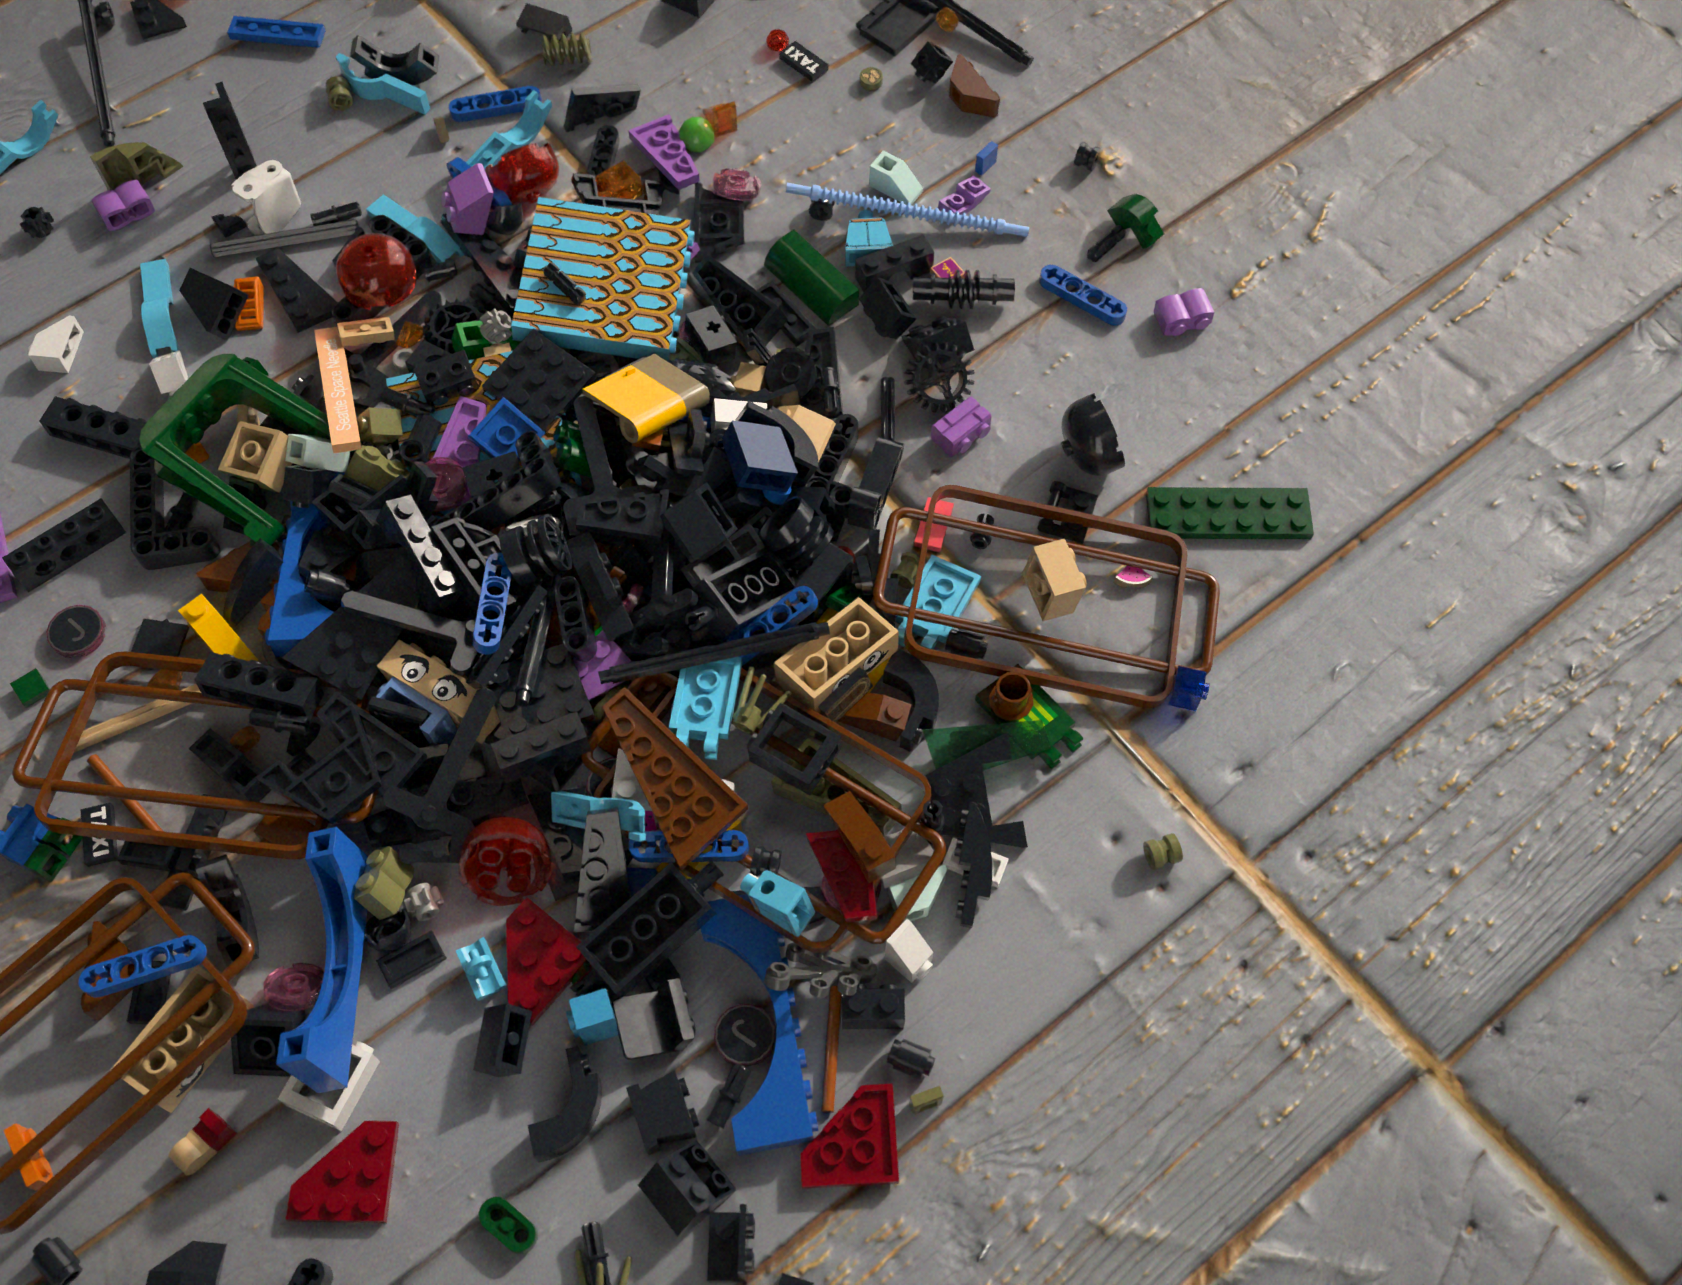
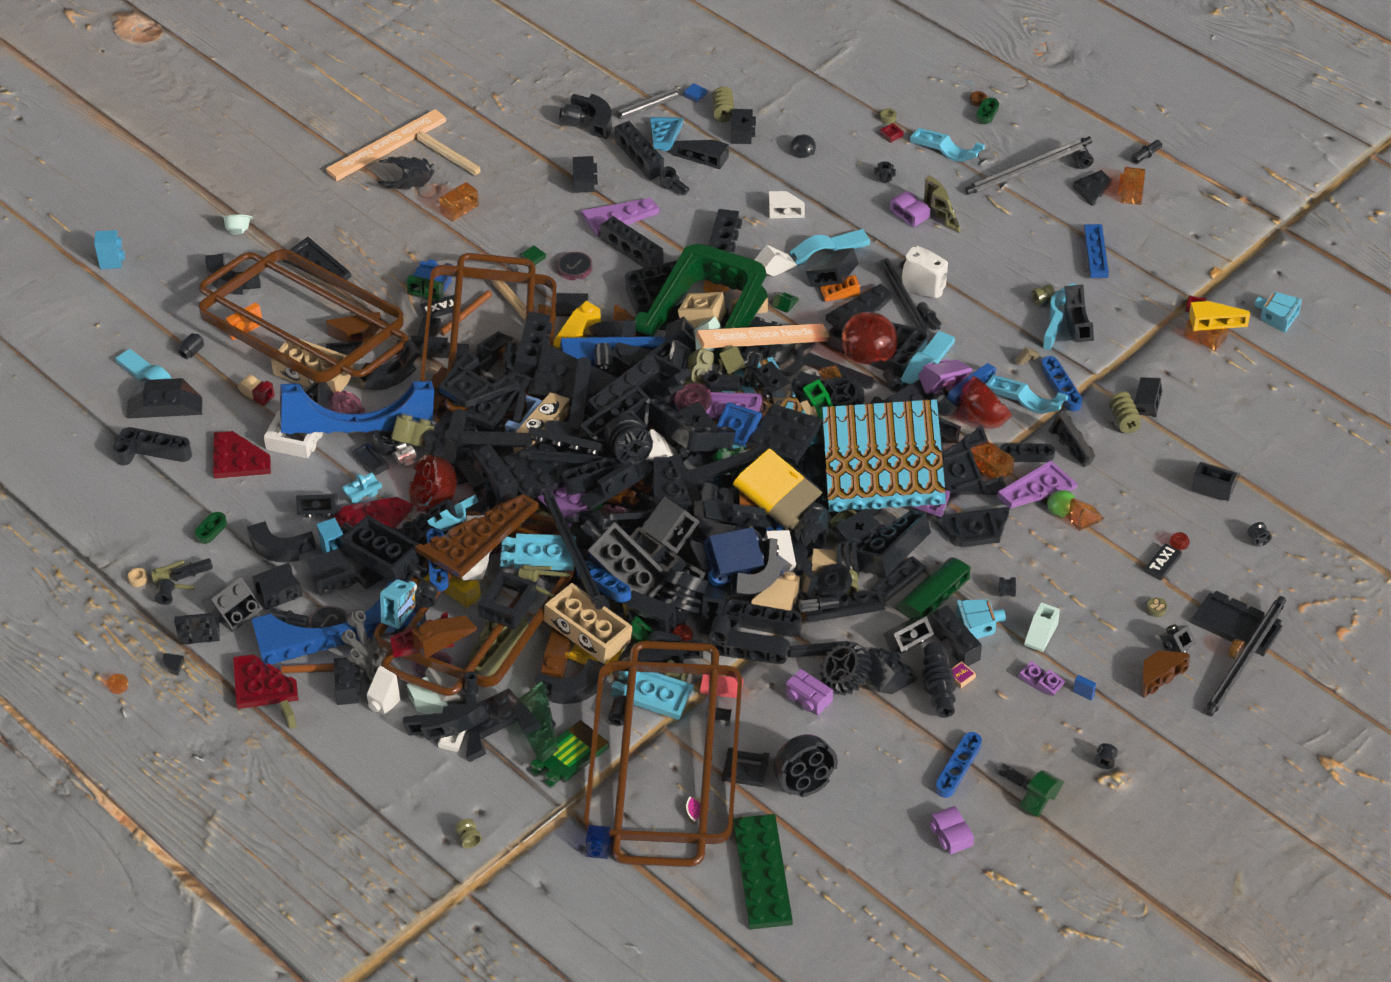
camera: 85 degrees right, 15 degrees down
(142, 961) = (343, 330): blue beam -> none
(229, 132) = (965, 241): black fence -> none
(365, 331) = (823, 347): tan plate -> none
(492, 602) = (583, 418): blue beam -> none
(496, 326) = (817, 403): light grey gear -> none
(564, 283) = (862, 427): black axle -> none
(736, 184) = (1014, 532): clear pink tile -> none
(846, 695) = (558, 632): tile -> none
(911, 1058) = (315, 704): black brick -> none
(998, 226) = (1010, 638): light blue hose -> none
(1011, 697) = (571, 729): reddish brown piece -> none
(1054, 579) = (661, 735): tan brick -> none

